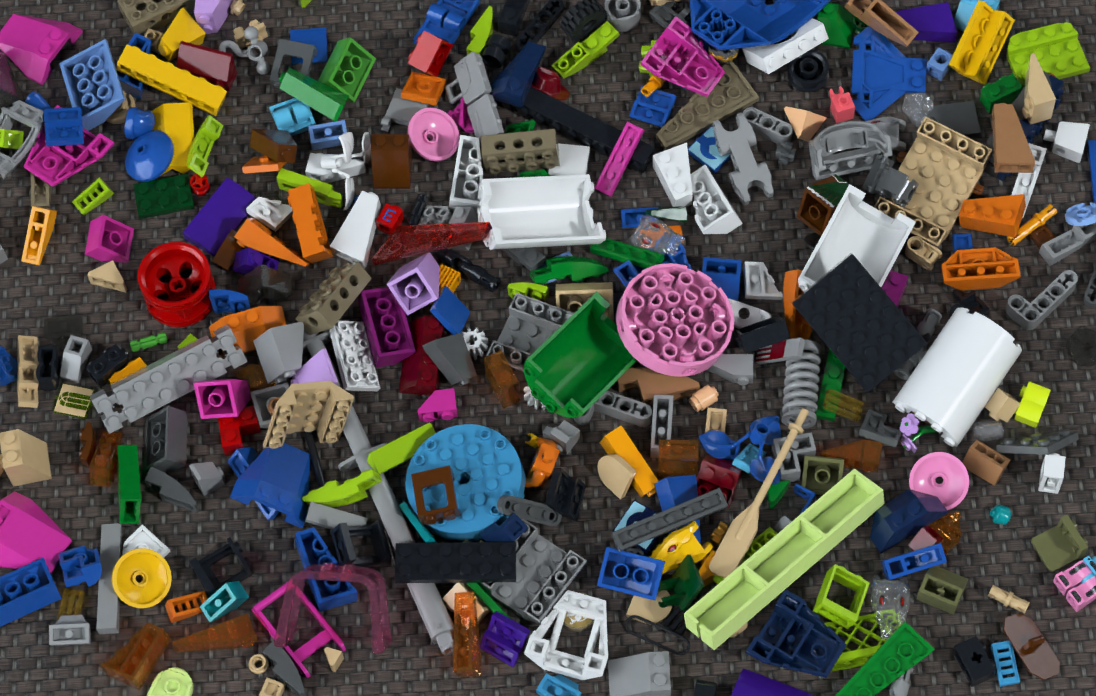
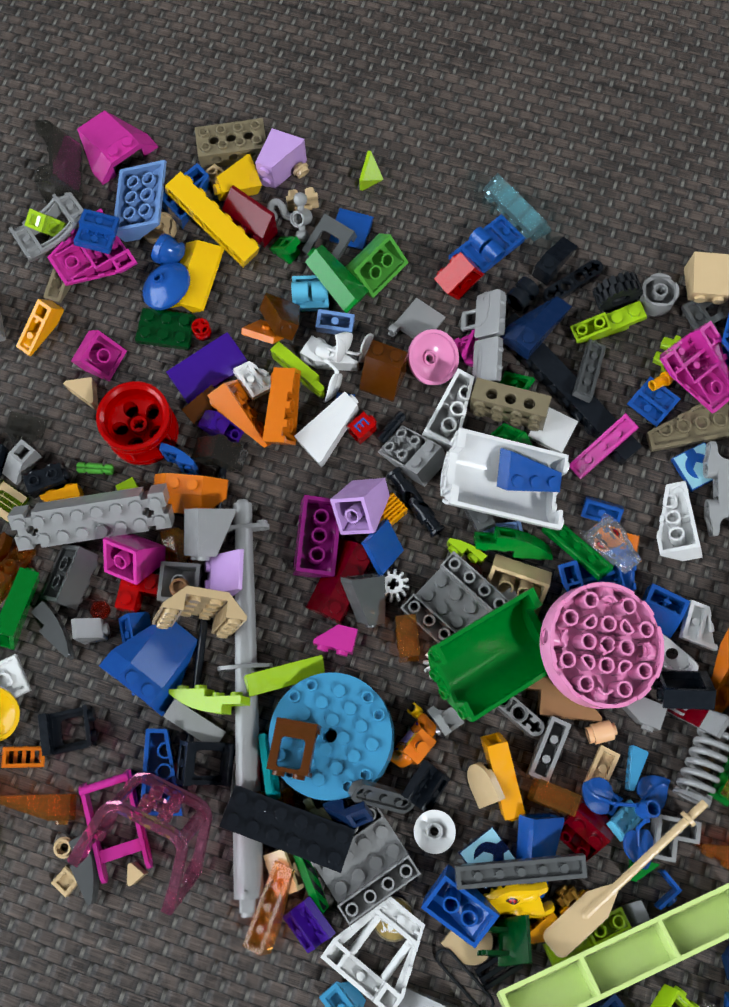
camera: 20 degrees right, 10 degrees up
(37, 101) = (89, 199): blue cone -> none
(94, 187) = (104, 312): lime slope -> none
(202, 145) = (216, 293): lime slope -> none
(207, 456) = (100, 606): none -> clear red plate
(224, 601) = (56, 768): teal slope -> none
(252, 83) = (286, 248): none -> green slope
(333, 298) = (275, 493): dark tan brick -> none
(354, 356) = (275, 556): white tile -> none
(422, 239) = (383, 463): clear red wing -> none
(423, 88) = (441, 307): orange plate -> none
(481, 32) = (514, 271): lime slope -> none
(549, 83) = (561, 344): dark red piece -> none
(556, 202) = (524, 474): none -> blue wedge
(583, 98) = (589, 371): none -> dark grey tile
(587, 520) = (434, 843): none -> white dish
(672, 213) = (635, 521): slope -> none
(674, 174) = (652, 482): white wedge -> none
(741, 406) = (635, 764): none -> dark azure slope
(821, 473) = (695, 869): olive slope -> none

